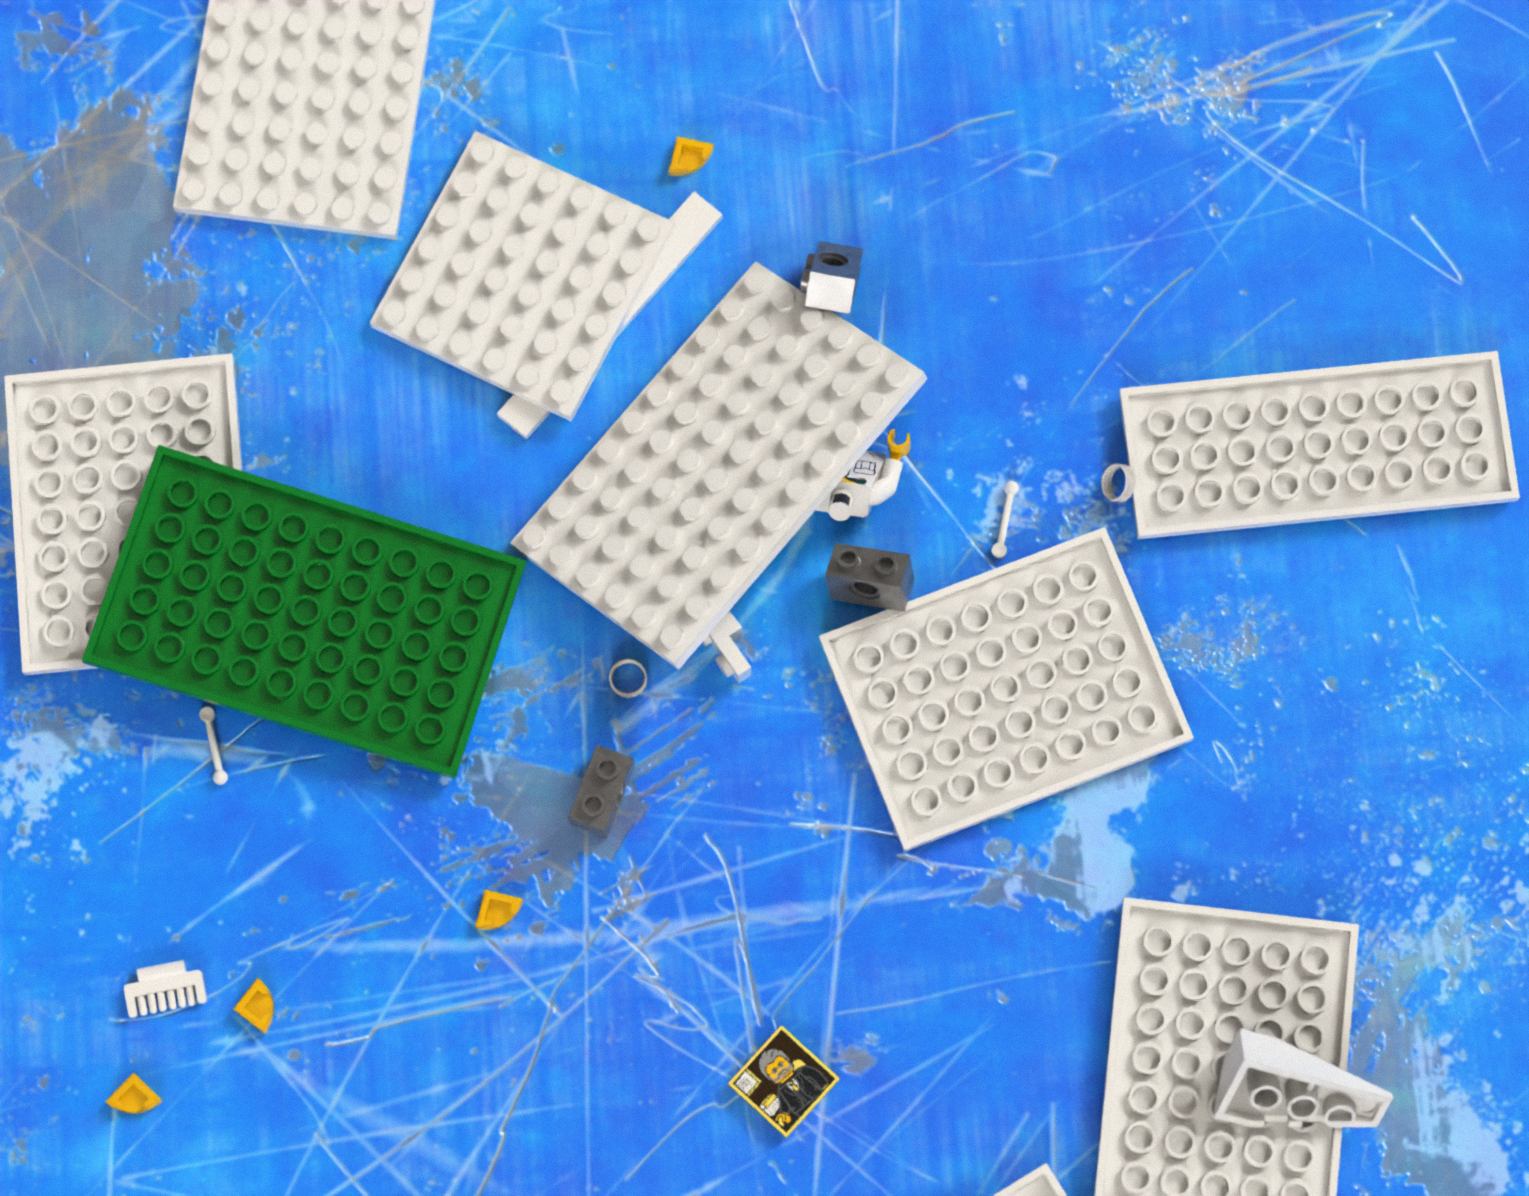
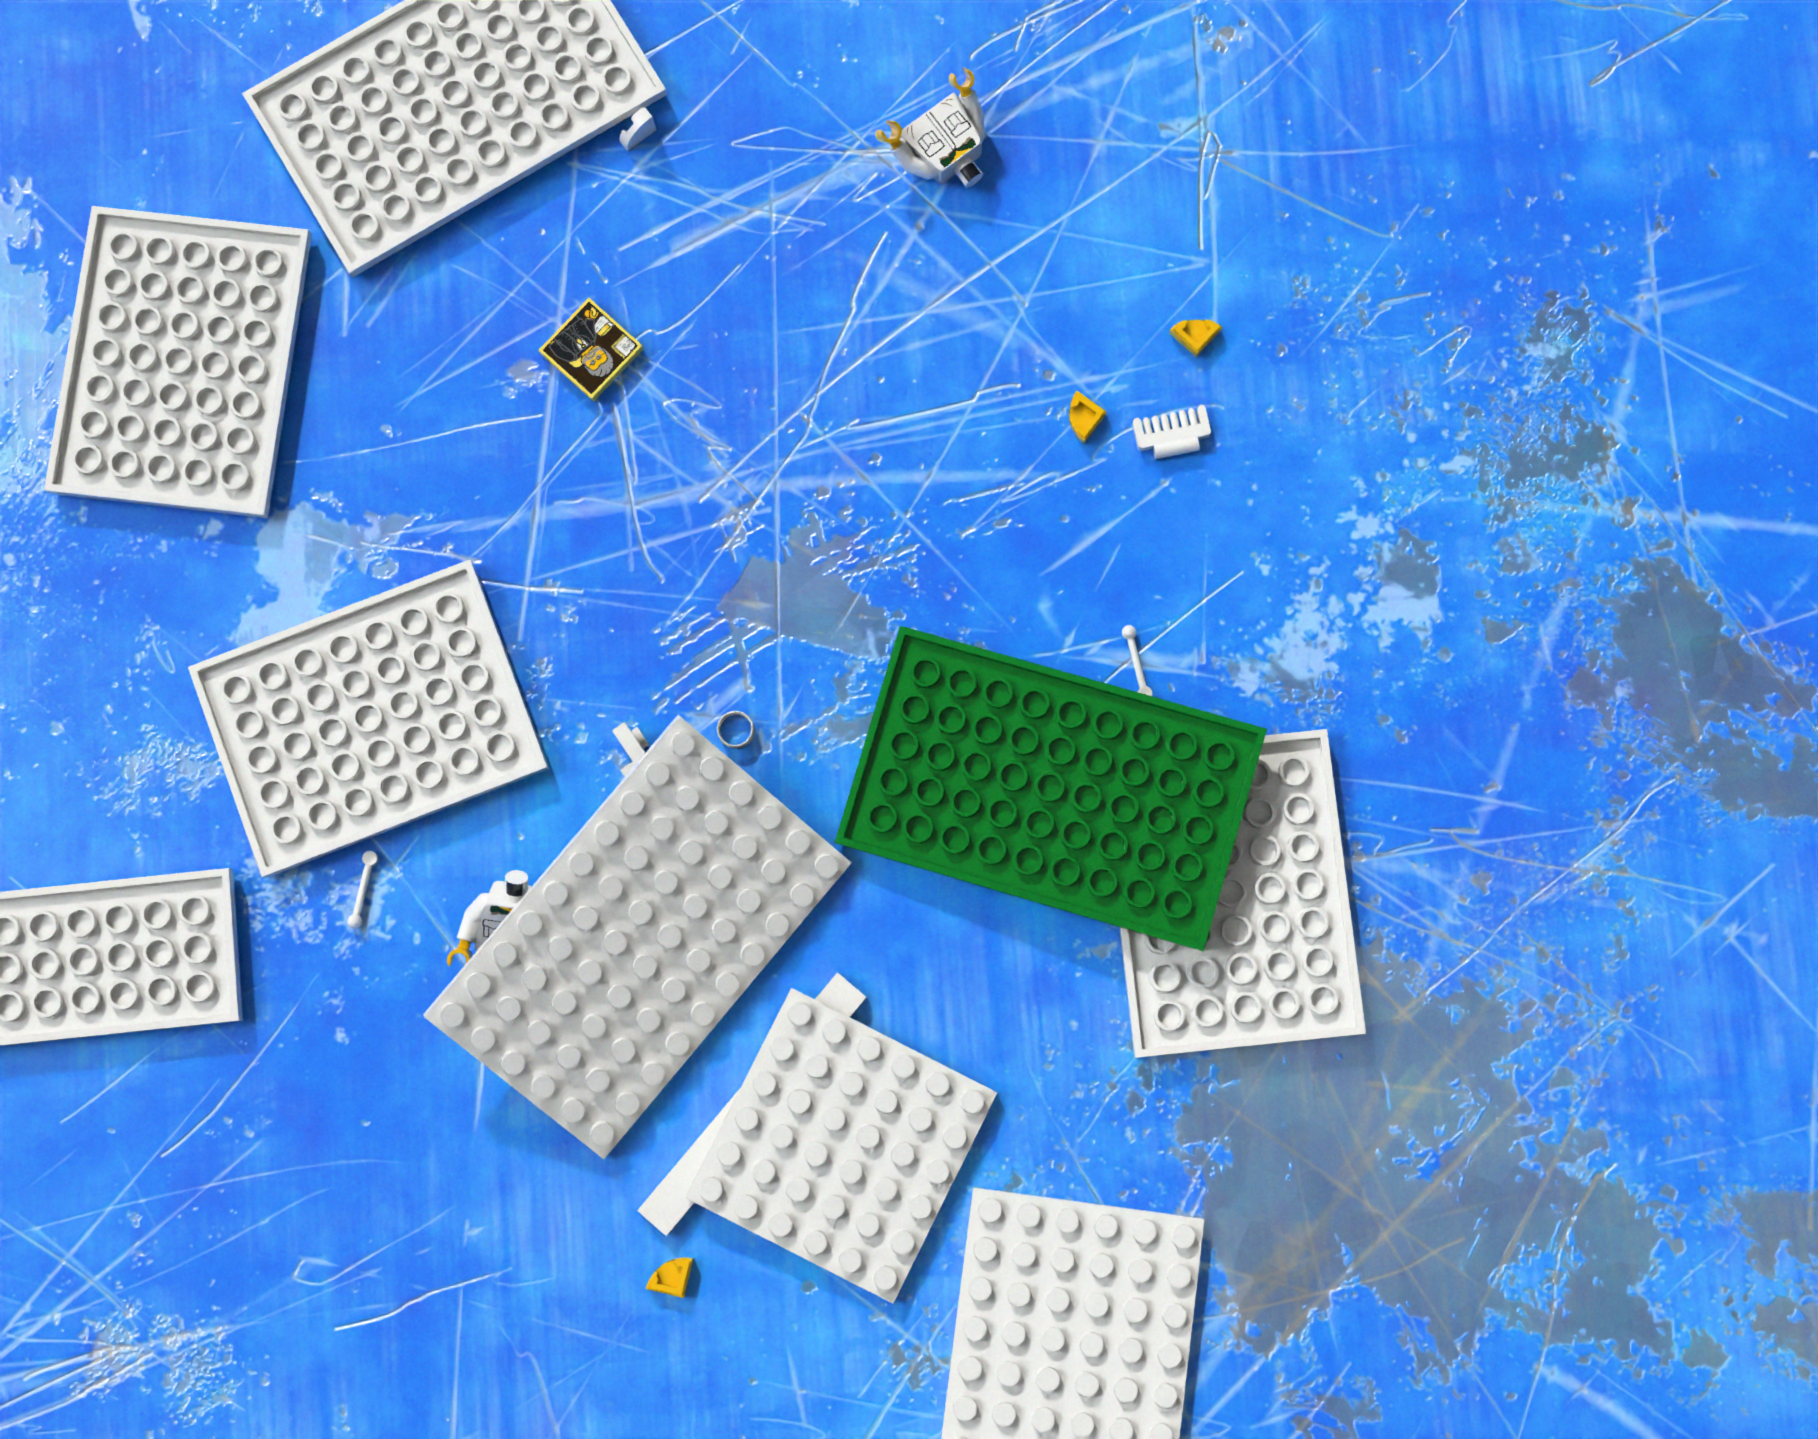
camera: 175 degrees left, 5 degrees up
(497, 910) = (860, 506): yellow tile -> none
(601, 791) = (759, 613): flat silver brick -> none
(831, 277) = (521, 1134): flat silver brick -> none
(869, 577) = (493, 821): flat silver brick -> none
(1130, 481) = (232, 927): white axle -> none
(1280, 1083) = (126, 341): white wedge -> none

